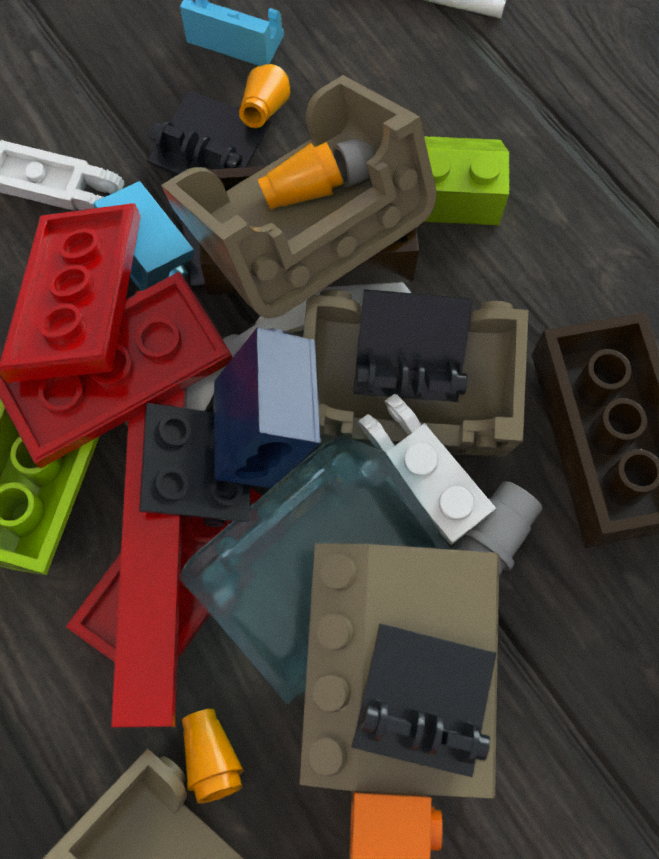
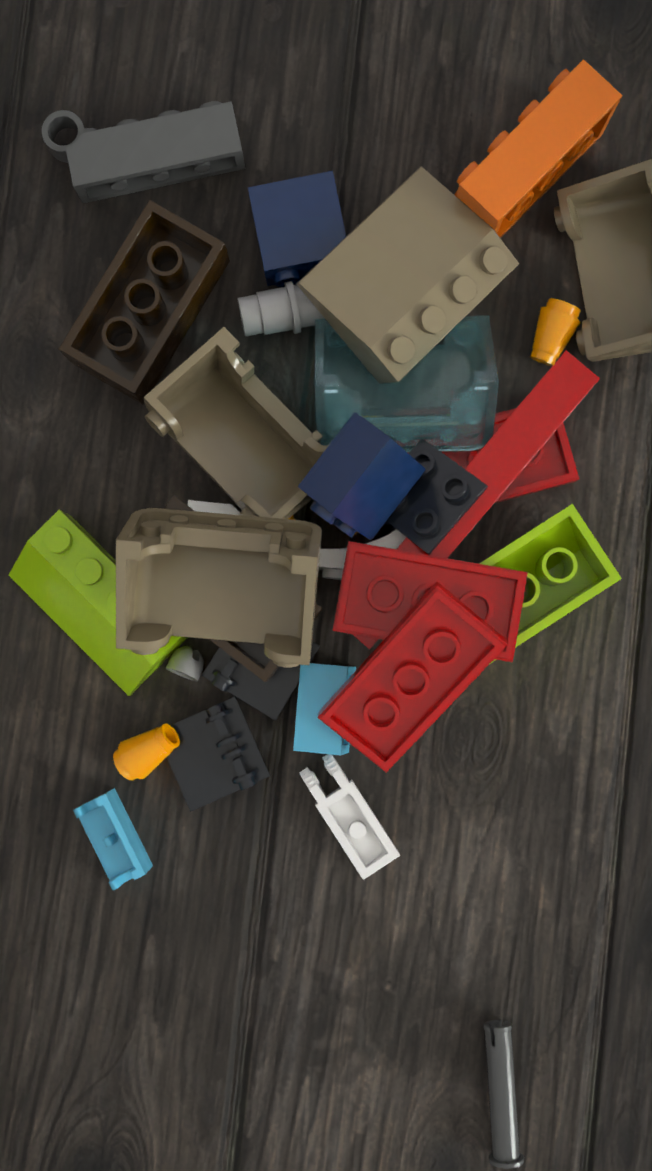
camera: 135 degrees left, 15 degrees up
(302, 177) = (209, 599): light orange cone -> none
(352, 159) = (164, 580): light grey hinge -> none
(412, 345) = (229, 449): black hinge -> none
(425, 701) = (415, 236): black hinge -> none
(431, 472) = (290, 368): white hinge -> none
(557, 630) = (296, 225): none -> dark blue piece

